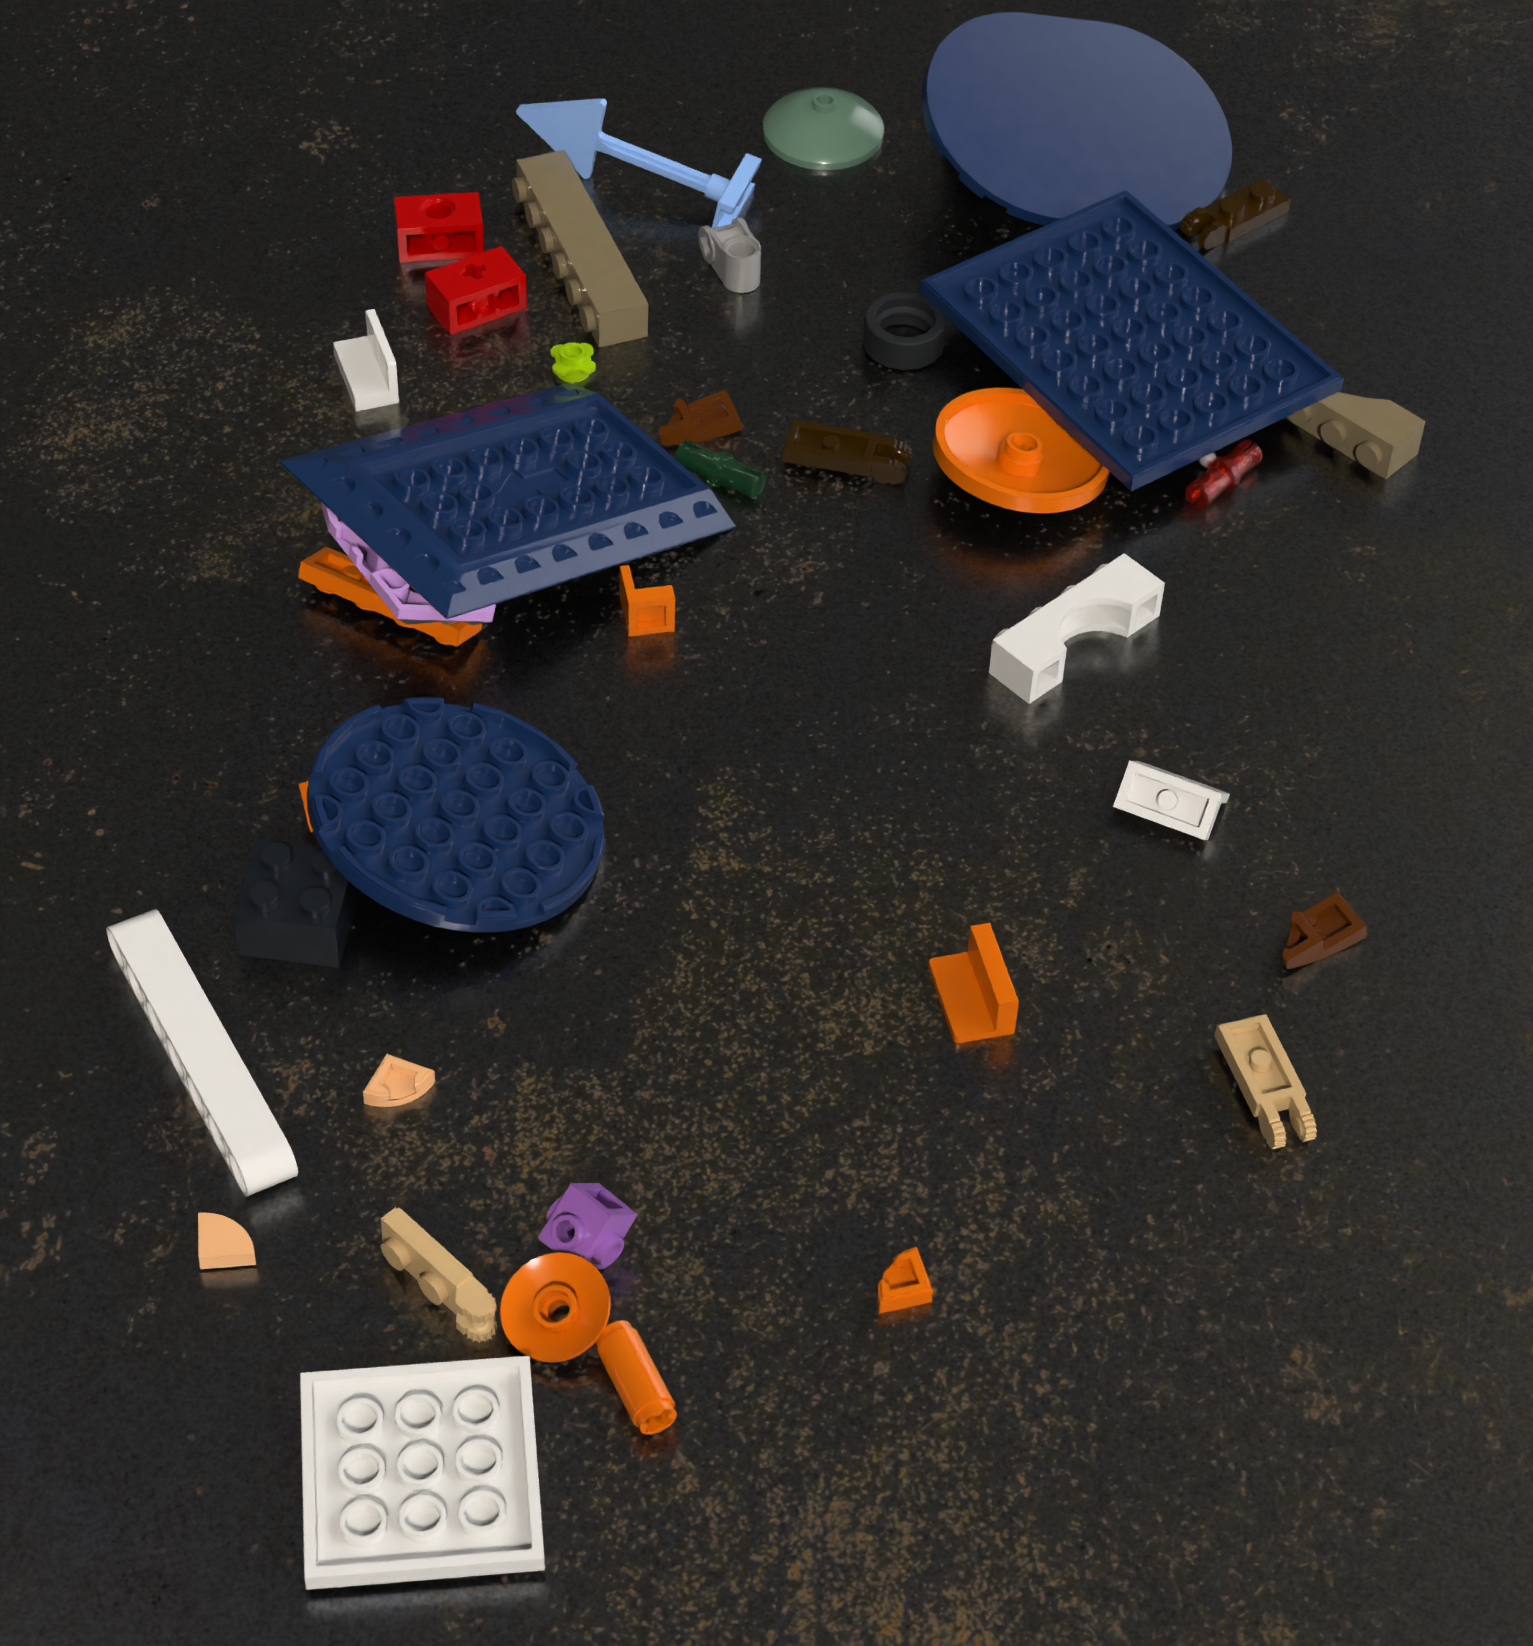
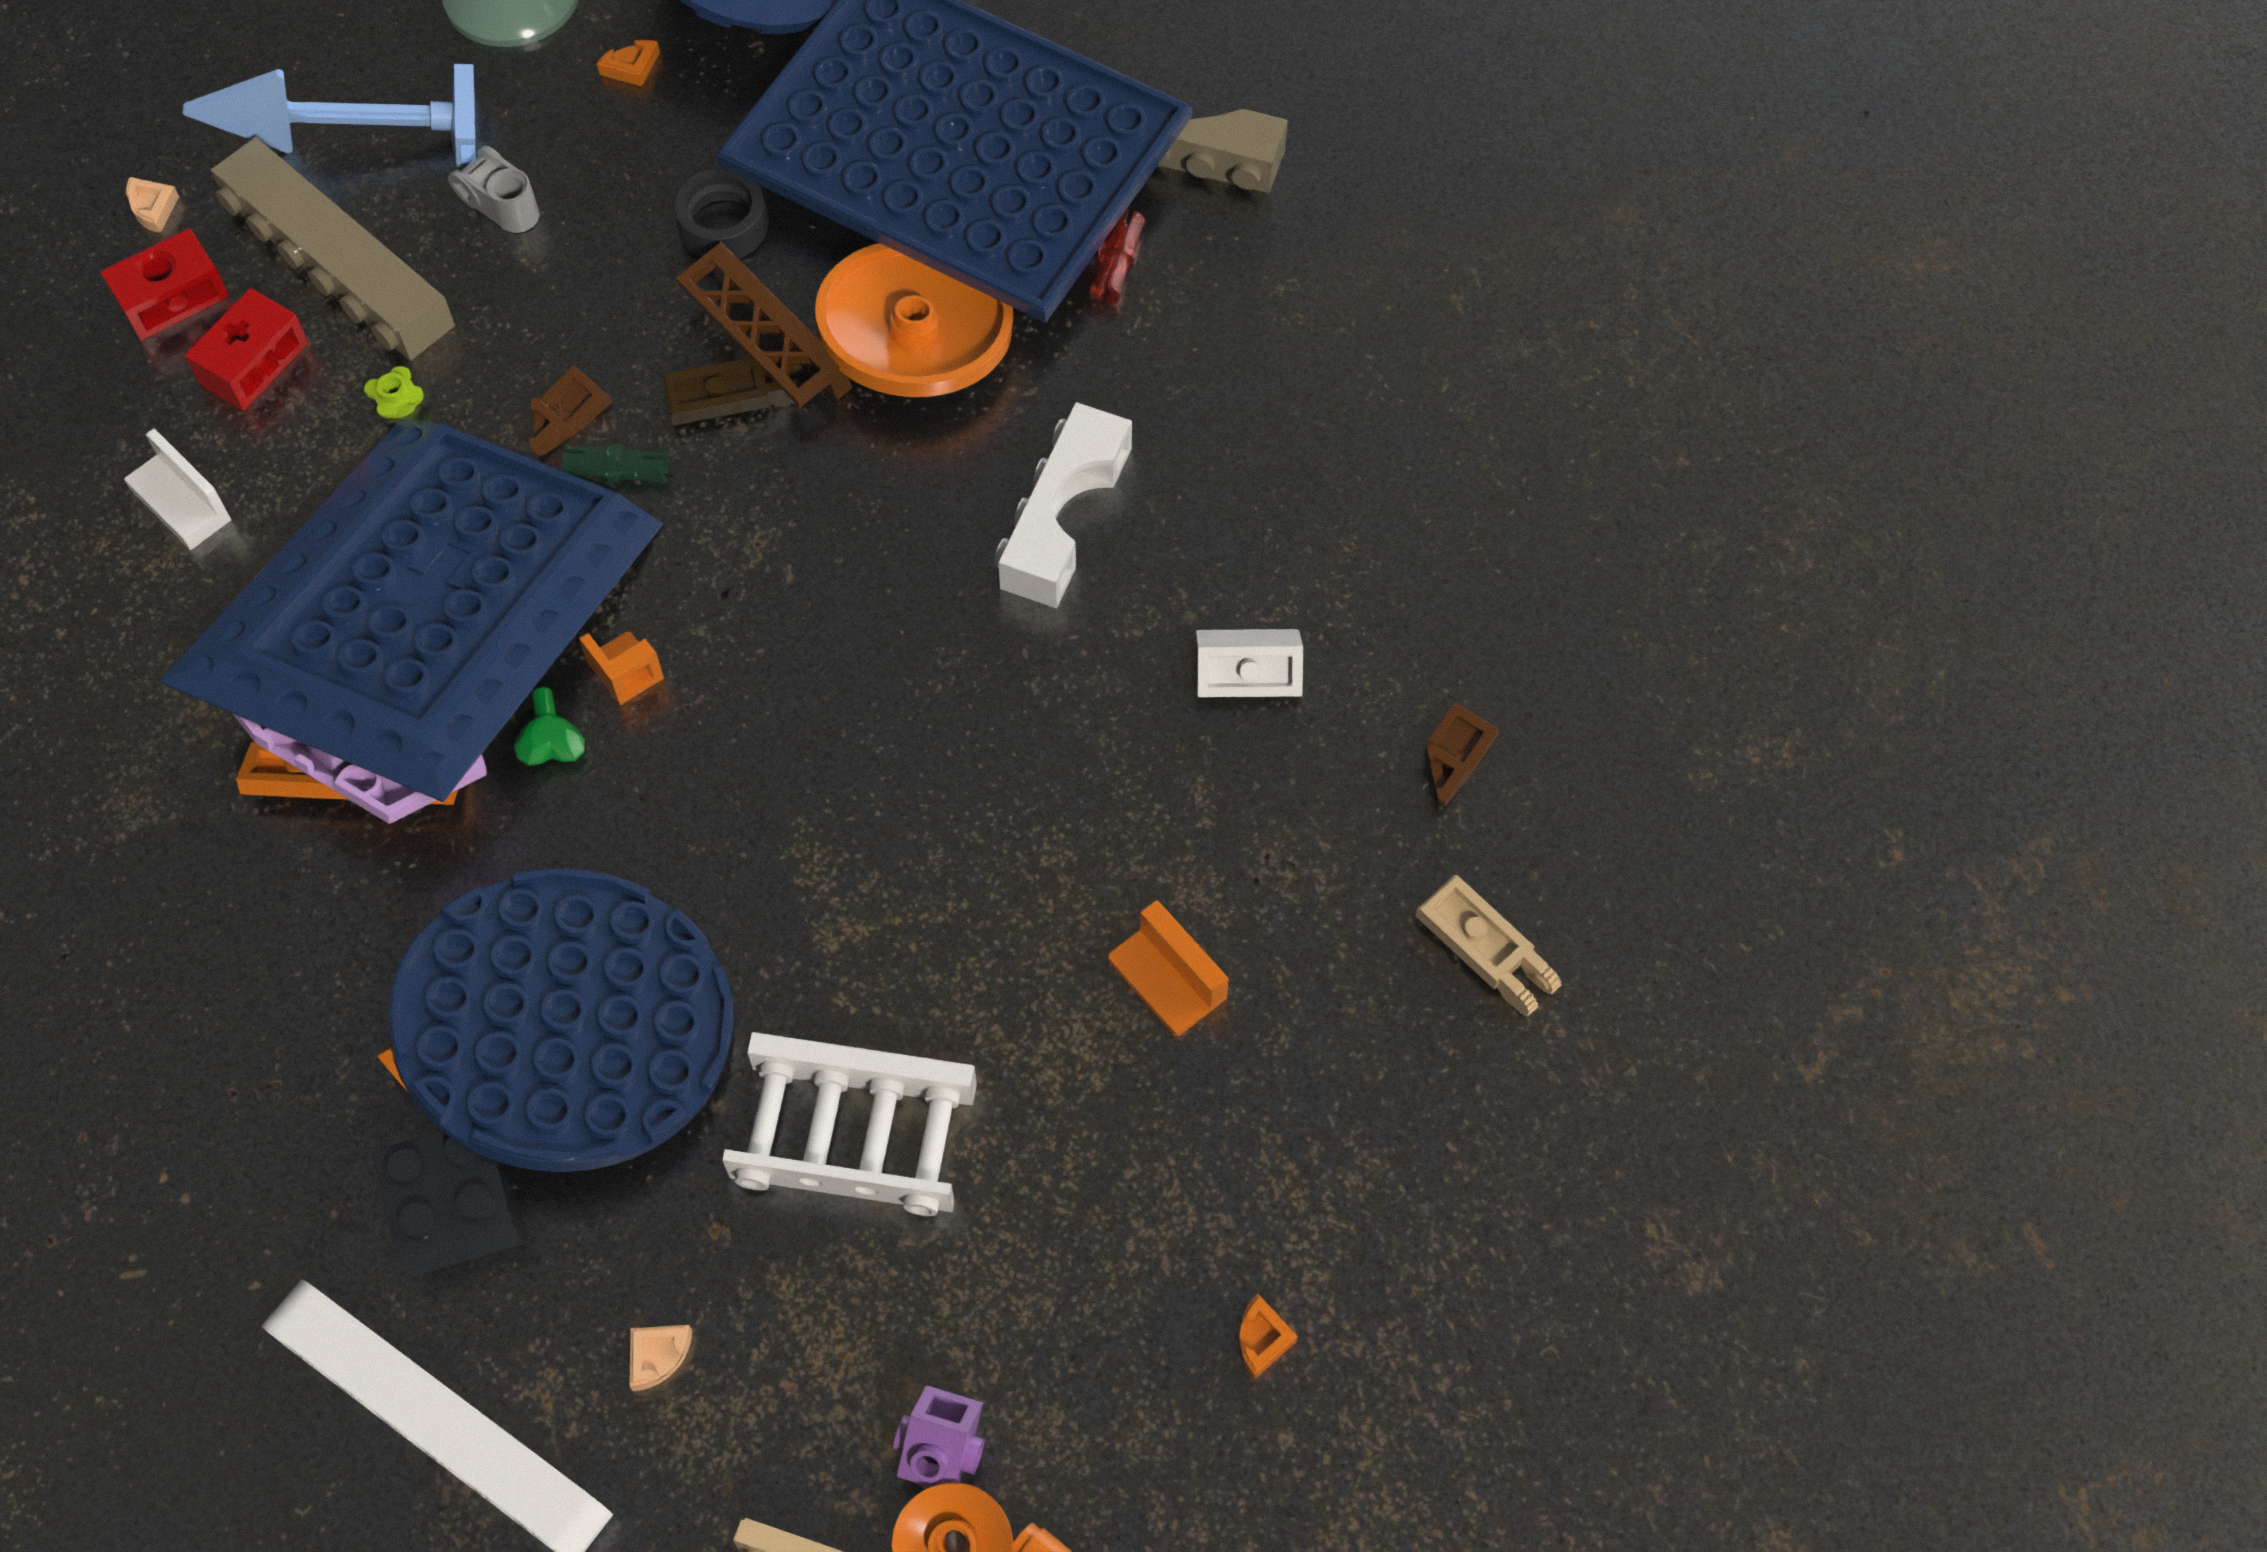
camera: 25 degrees left, 15 degrees up
(461, 173) = (151, 202): none -> light nougat tile
(559, 630) = (547, 734): none -> green rock
(656, 942) = (833, 1071): none -> white fence
(890, 208) = (630, 63): none -> orange tile
(901, 407) = (769, 316): none -> reddish brown fence

